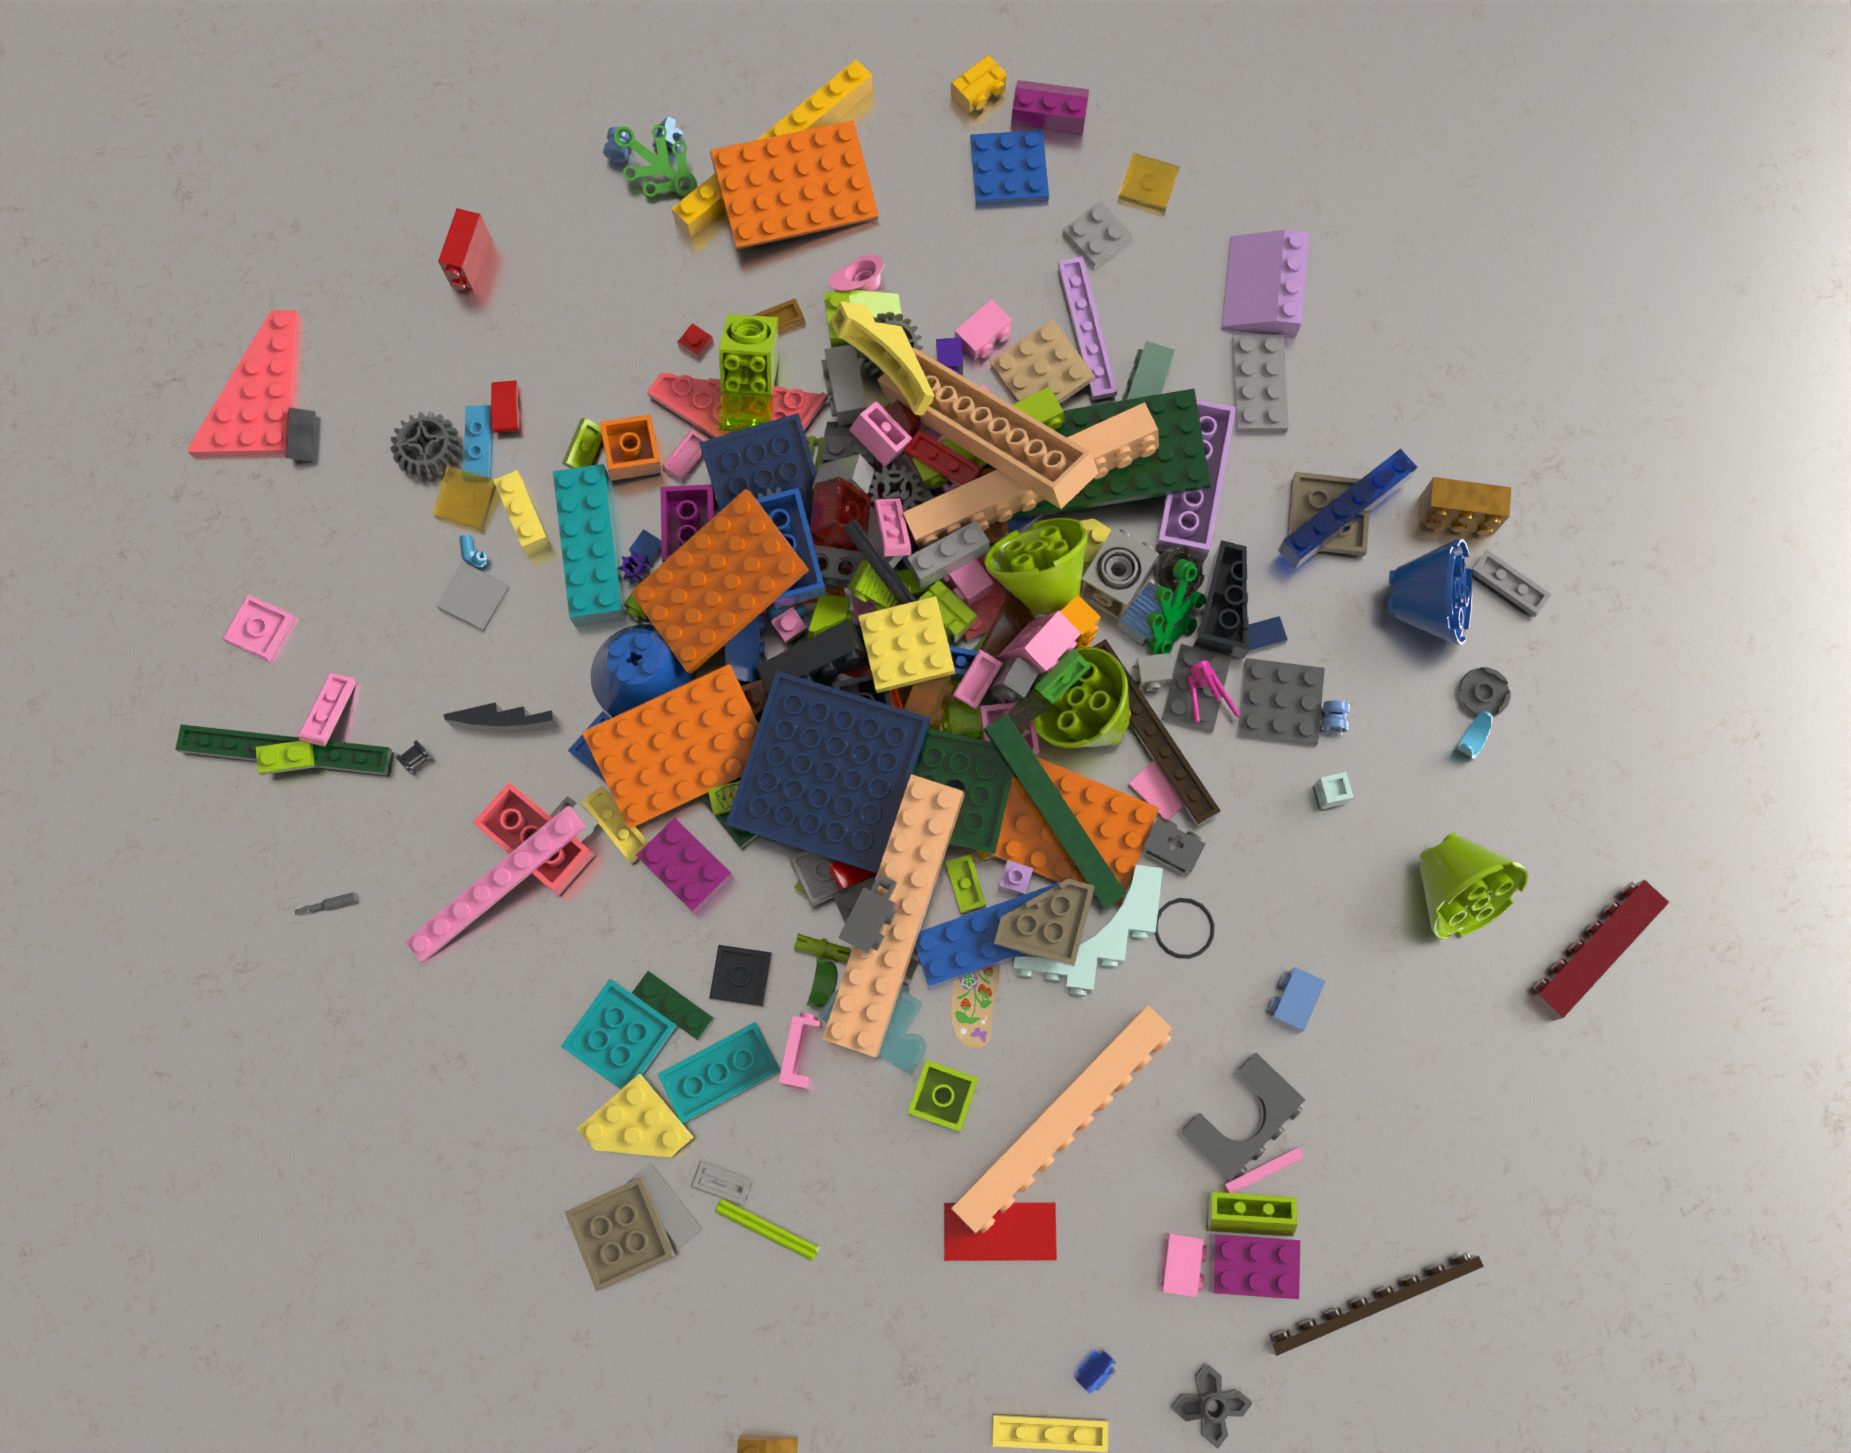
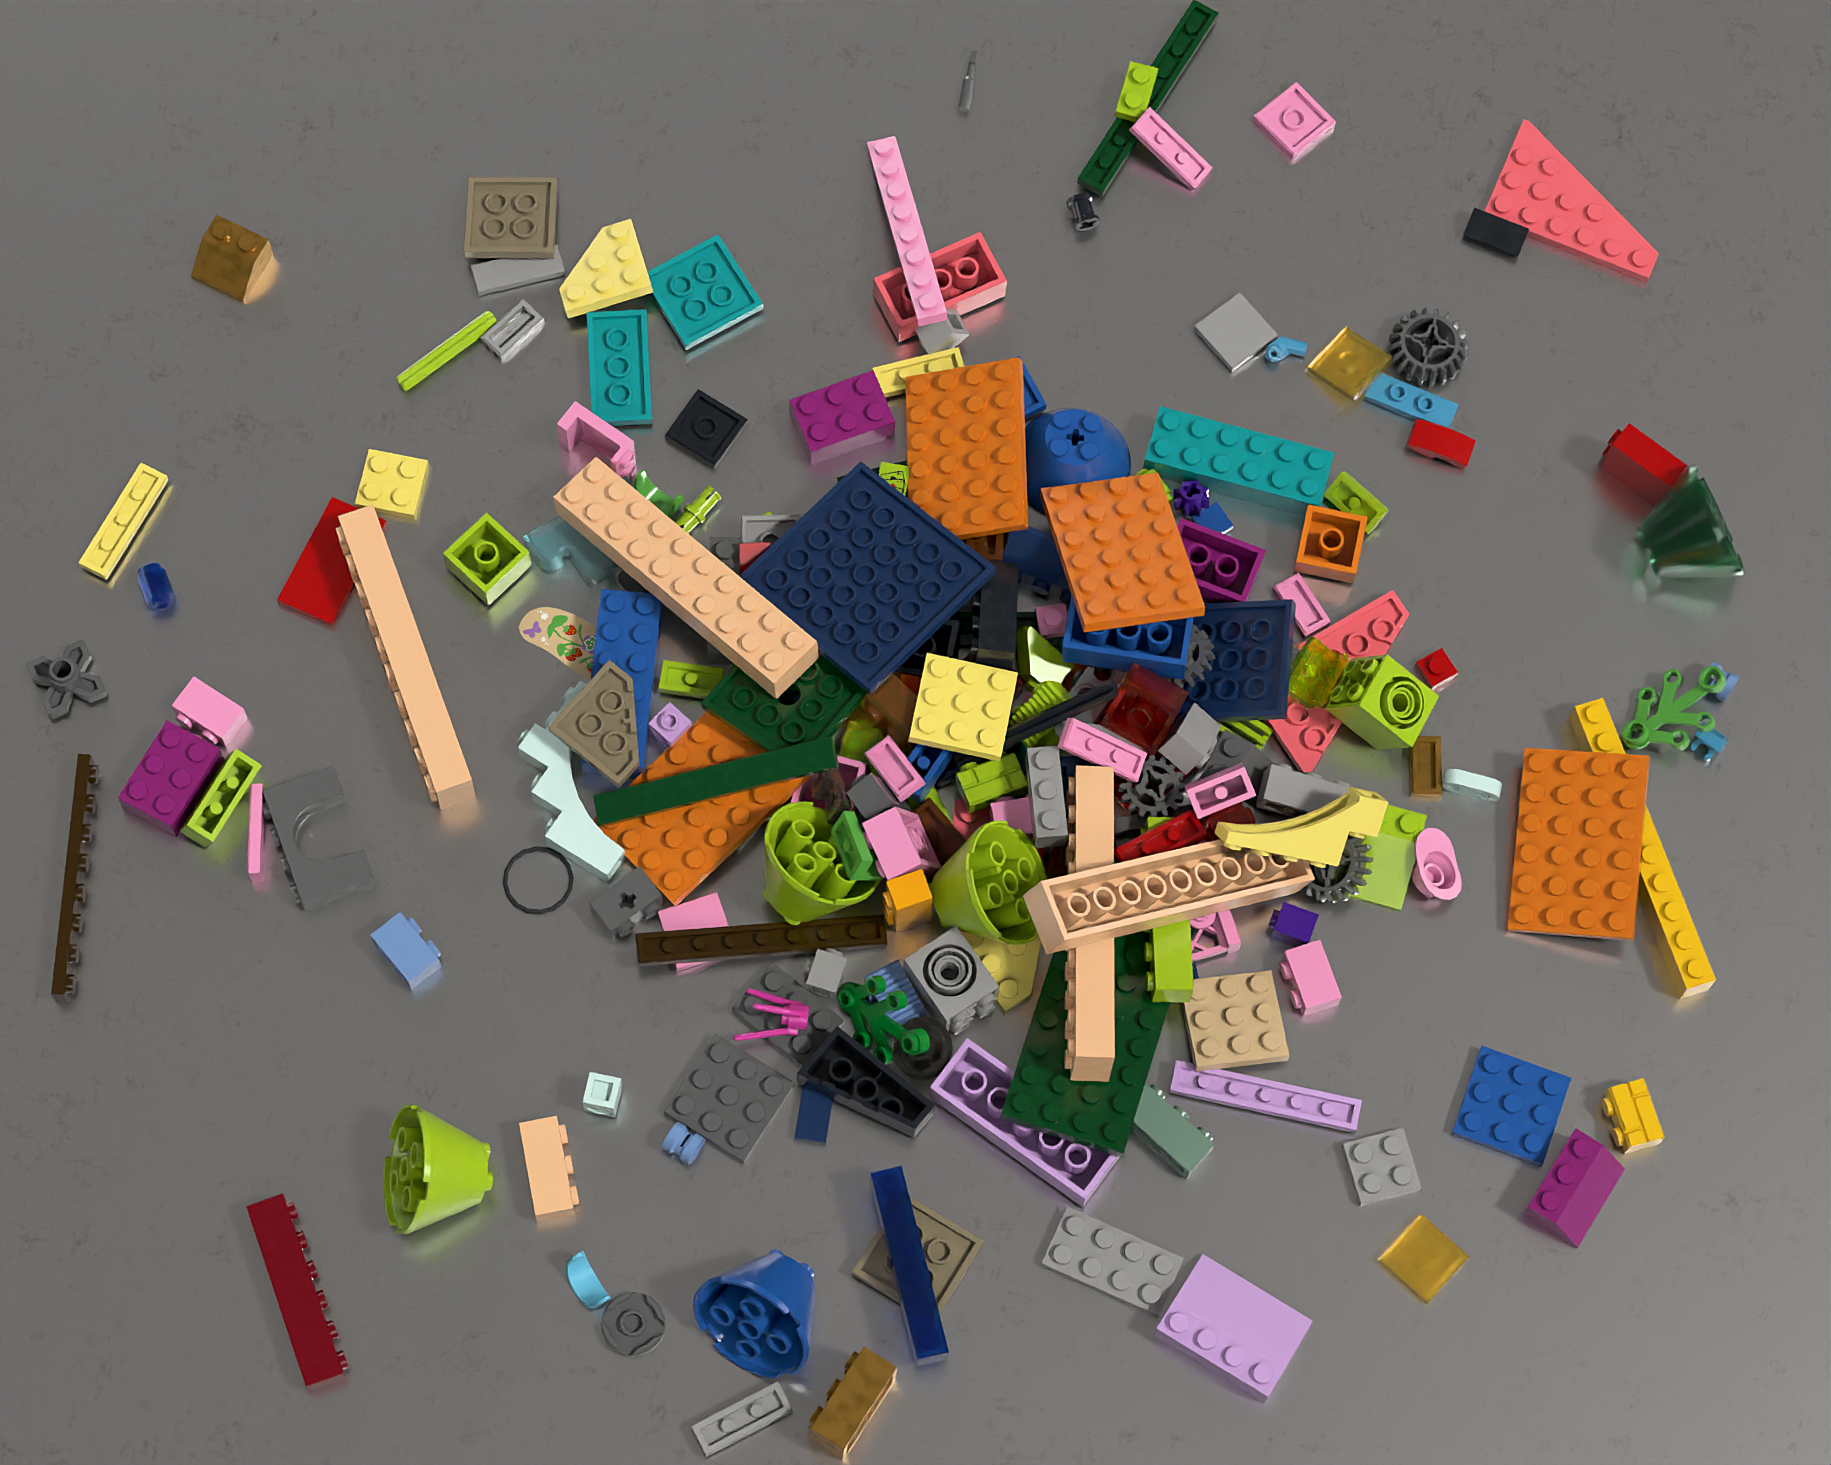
camera: 110 degrees right, 5 degrees down
(493, 719) = (1086, 301): black slope -> none
(511, 193) = (1689, 532): none -> clear green cone
(522, 513) = (1304, 411): light yellow brick -> none
(673, 1005) = (708, 354): dark green plate -> none
(778, 279) = (1472, 785): none -> light aqua beam
(870, 916) = (688, 537): dark grey brick -> none
(908, 1216) = (392, 483): none -> light yellow plate
(1406, 806) = (548, 1168): none -> light nougat brick

